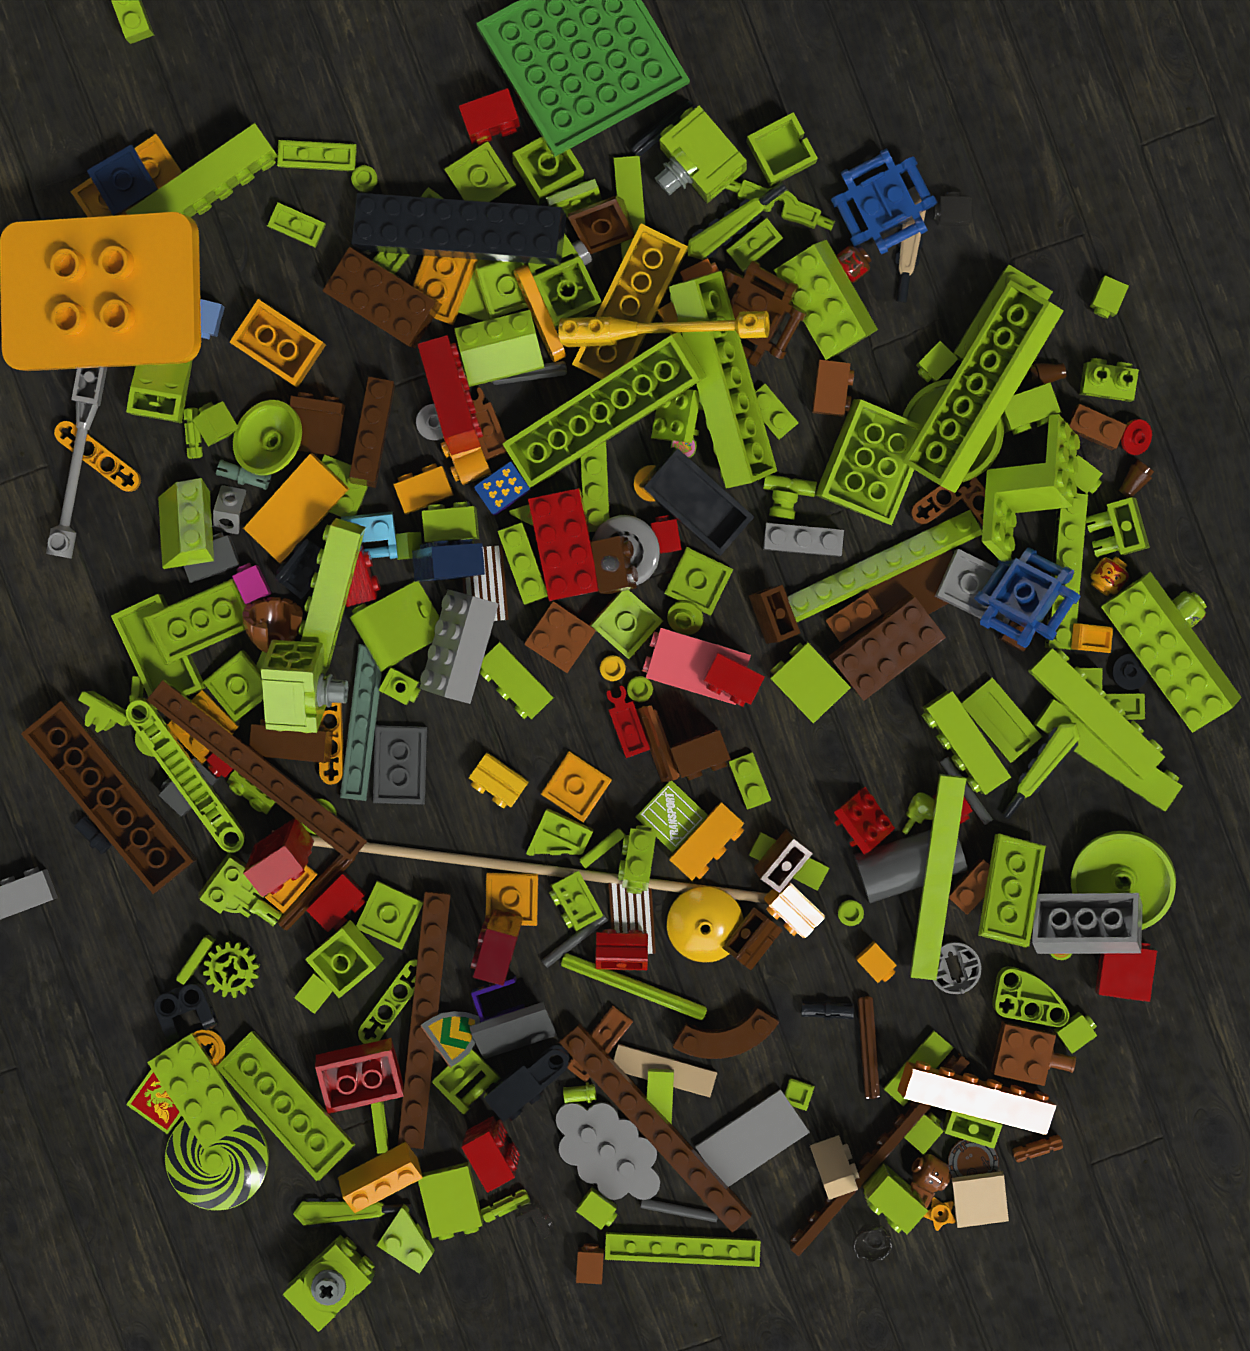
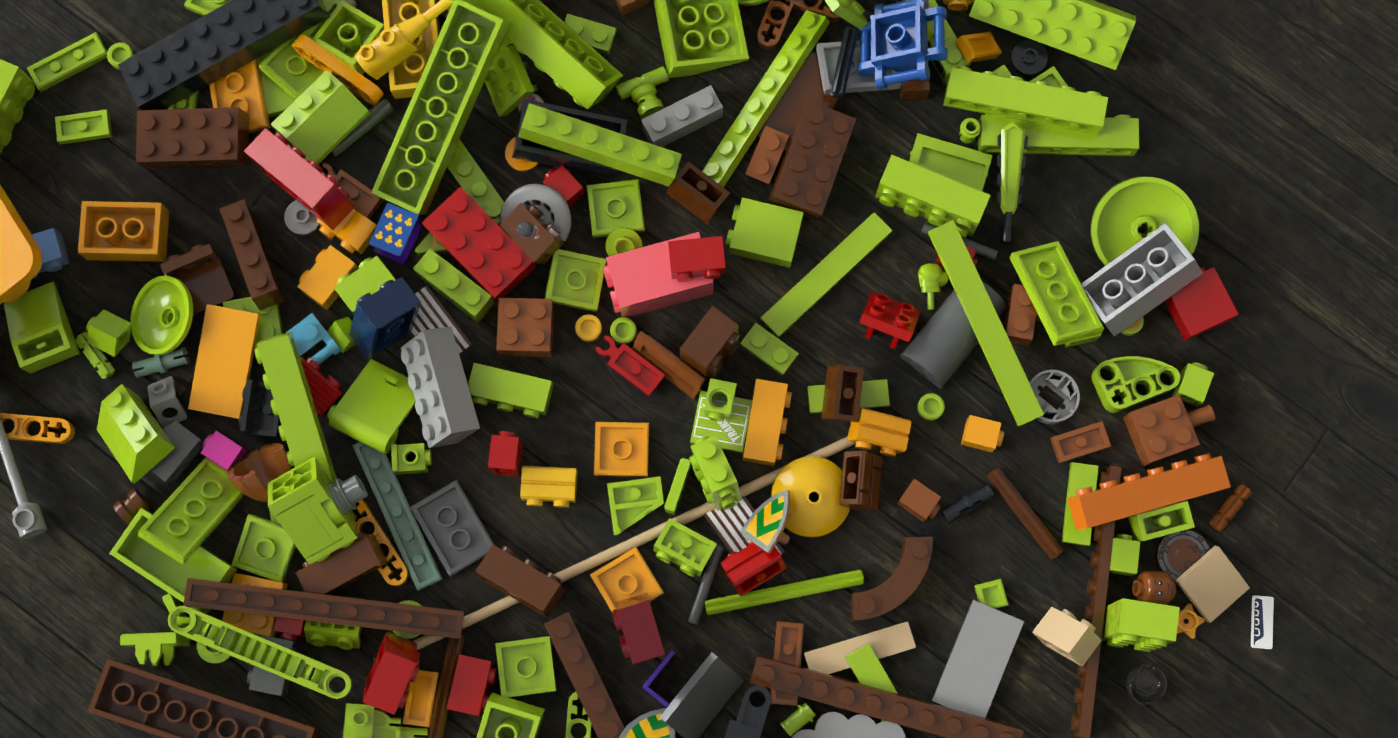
camera: 30 degrees left, 10 degrees down
(147, 583) = (129, 507): none -> reddish brown wheel
(428, 844) = (520, 580): none -> reddish brown brick
(478, 735) = (505, 454): none -> red brick
(655, 926) = (768, 522): none -> shield
(692, 799) = (722, 388): none -> lime brick
(715, 529) = (599, 145): none -> lime brick
(790, 984) = (920, 501): none -> dark orange brick
(837, 748) = (826, 275): none -> lime tile
(952, 1019) = (1080, 442): none -> dark orange plate
(966, 584) = (844, 62): none -> black axle
(1000, 1252) = (1262, 622): none -> white sticker
(1042, 702) = (969, 130): none -> lime pin

